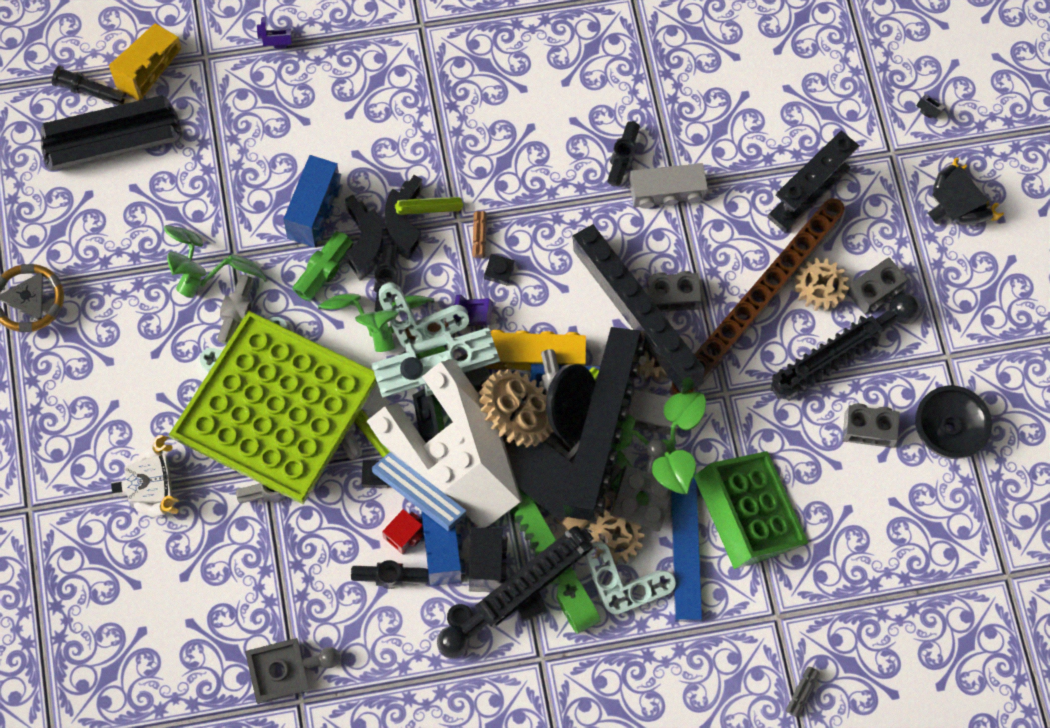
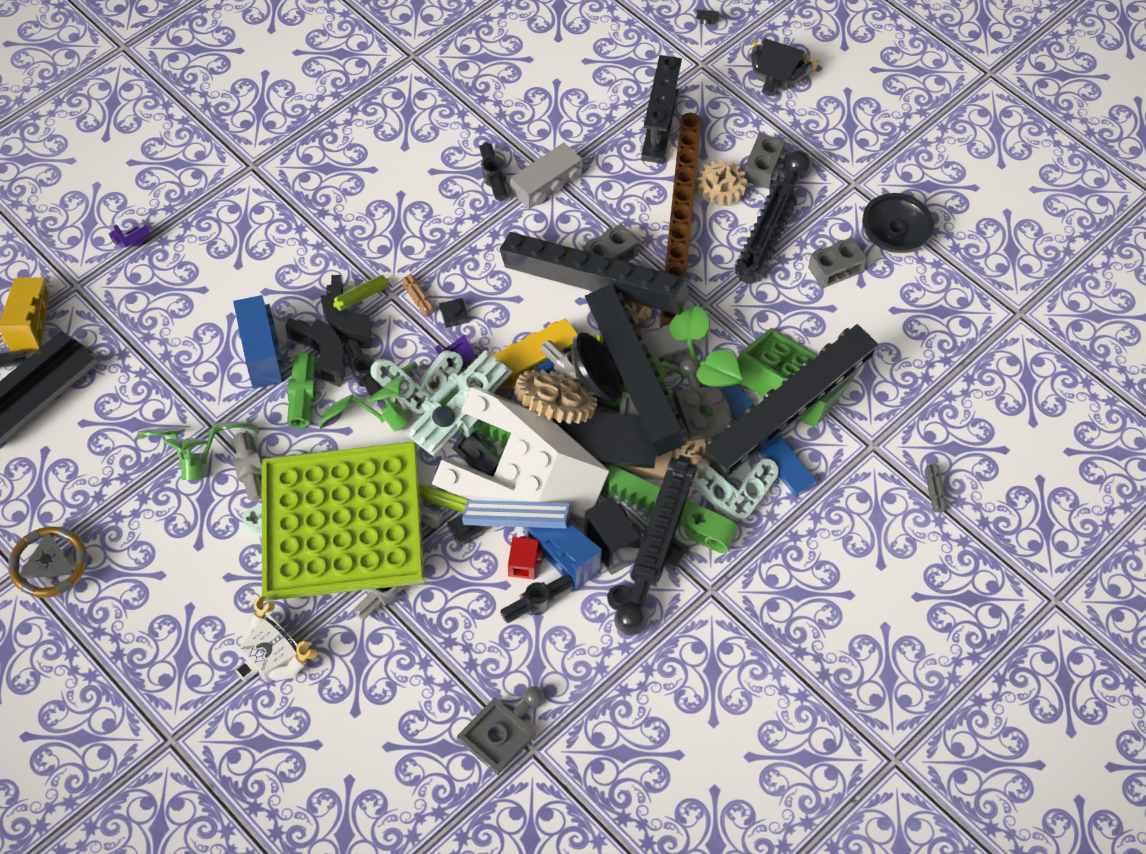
camera: 30 degrees left, 10 degrees down
(721, 536) = (790, 401): none -> black brick

